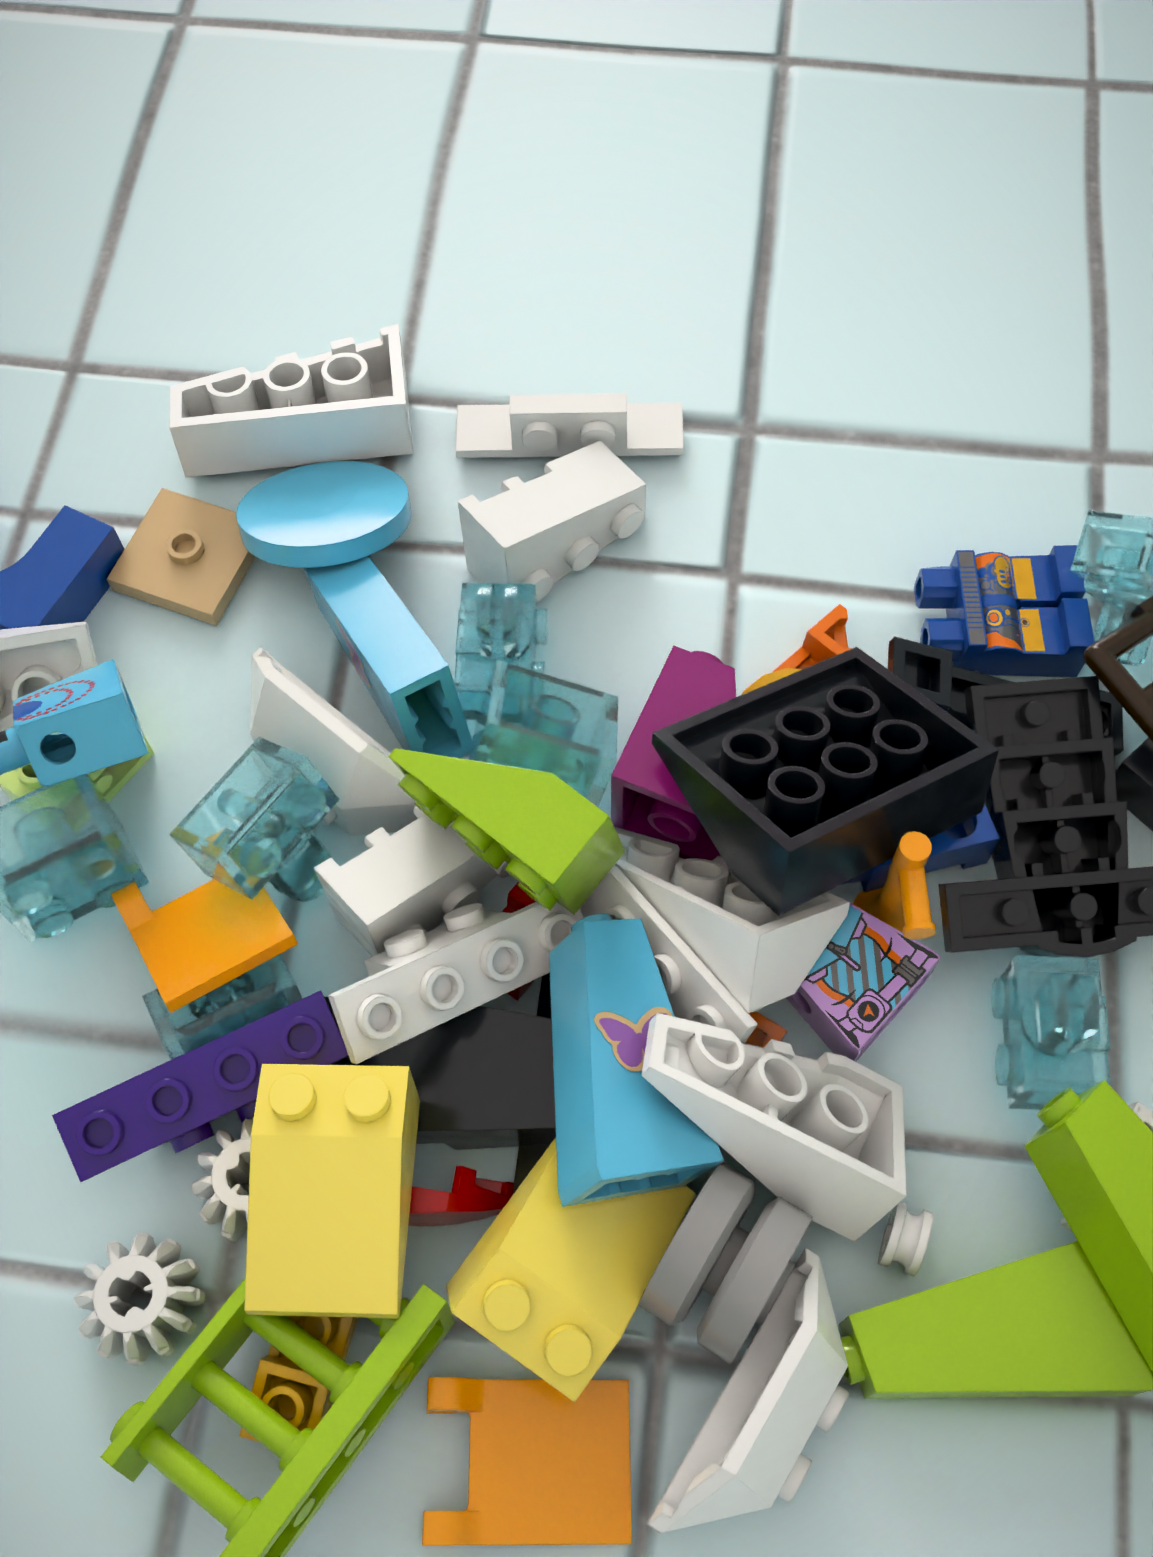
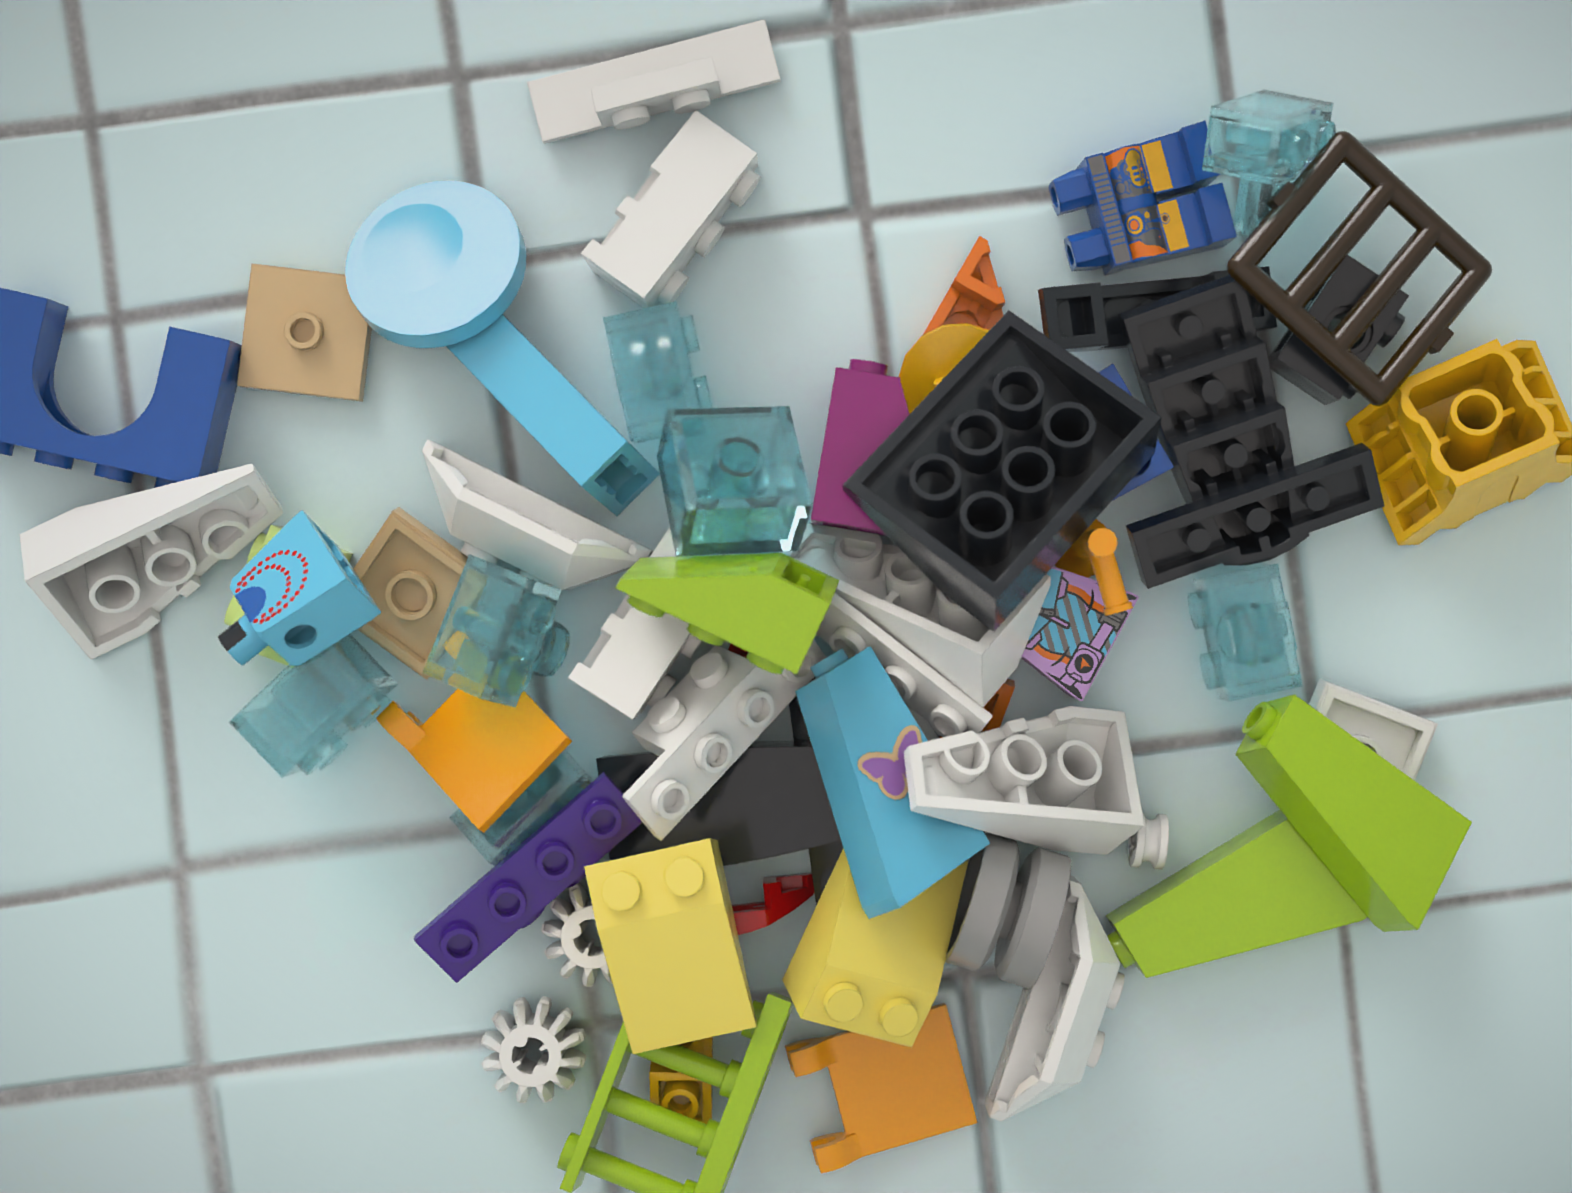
camera: 15 degrees left, 25 degrees up
(174, 778) = (412, 583): none -> tan plate
(296, 410) = (367, 140): white wedge -> none

